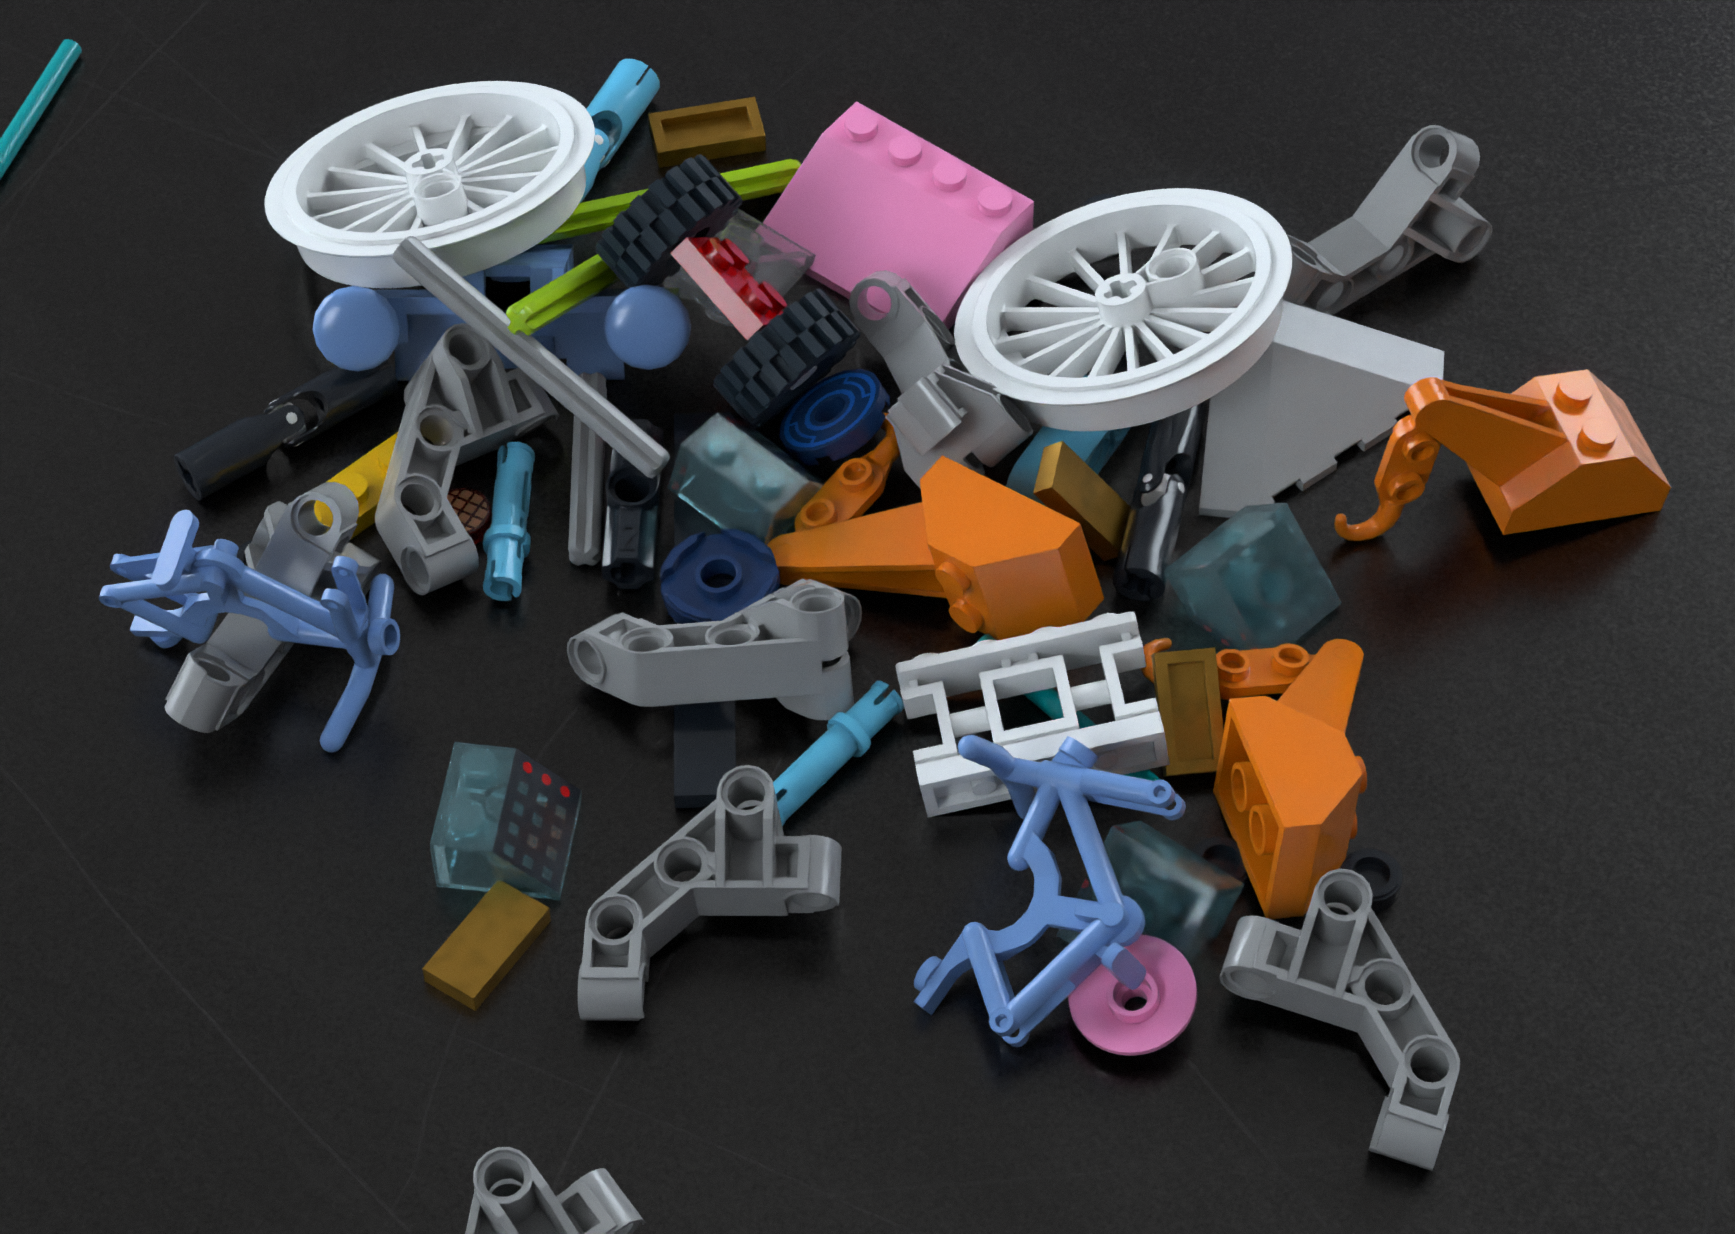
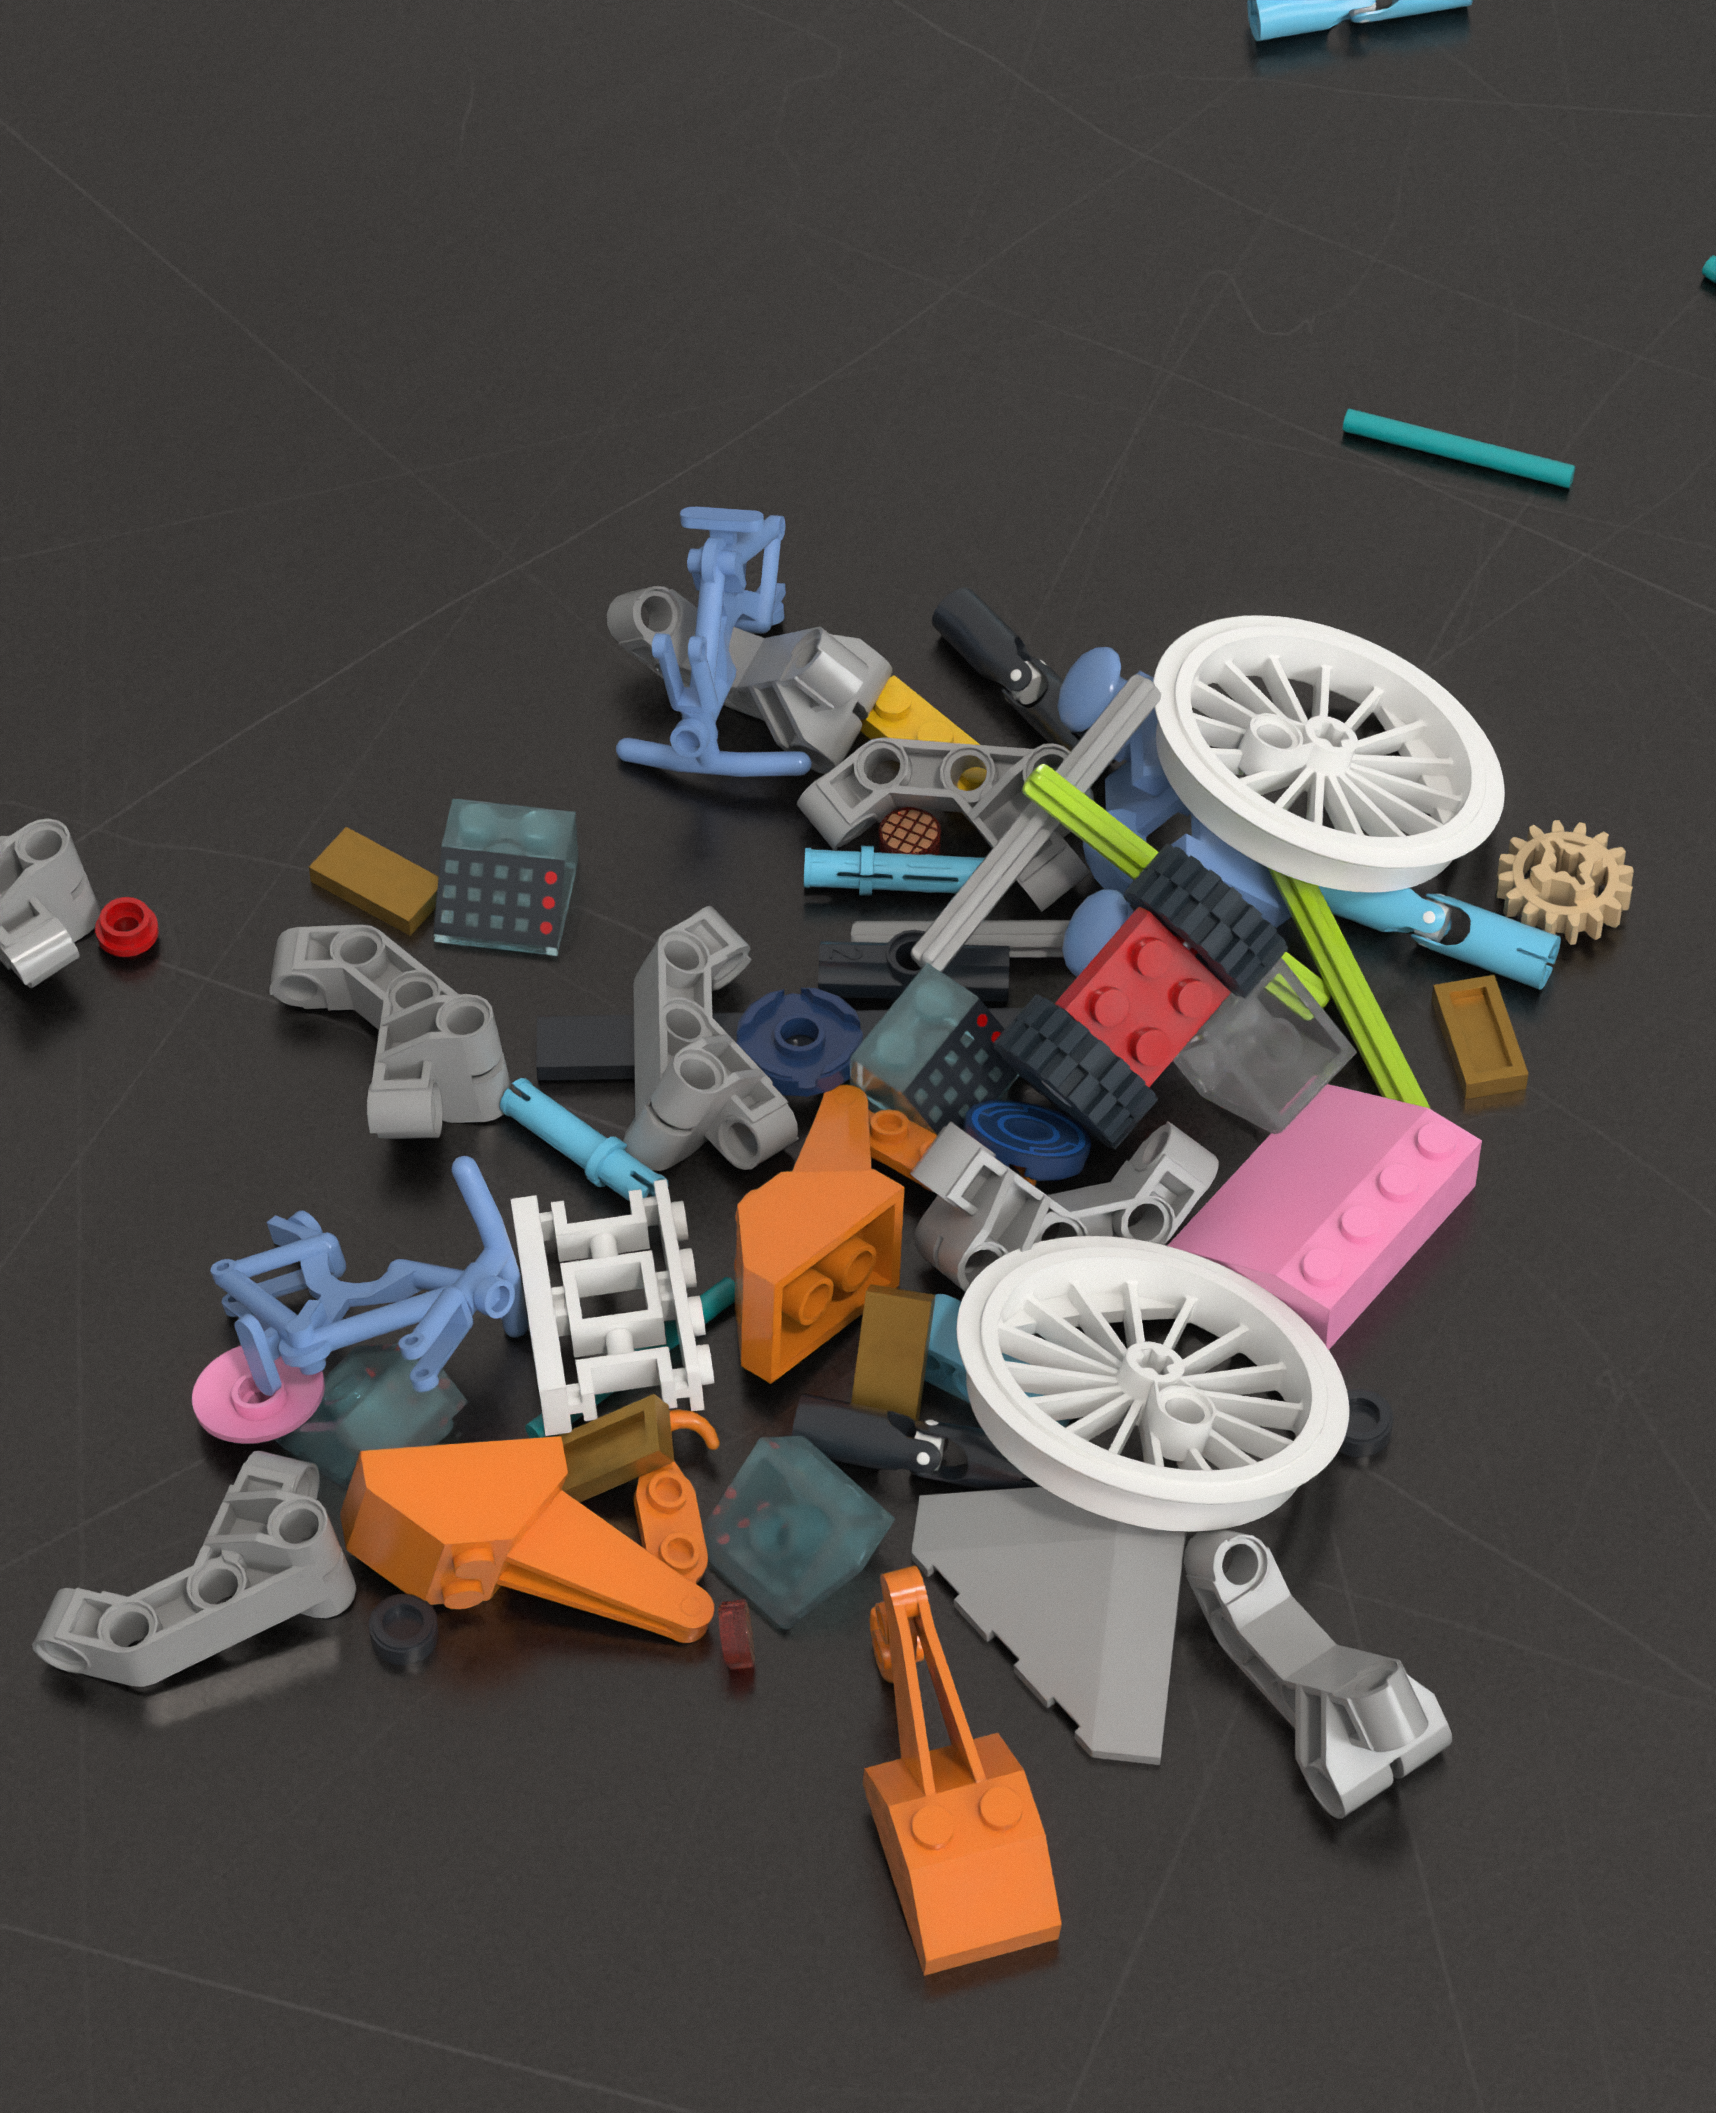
camera: 90 degrees right, 0 degrees up
(550, 1145) = (124, 915): none -> red plate
(555, 56) = (1564, 881): none -> tan gear
(1364, 621) = (736, 1634): none -> clear red tile

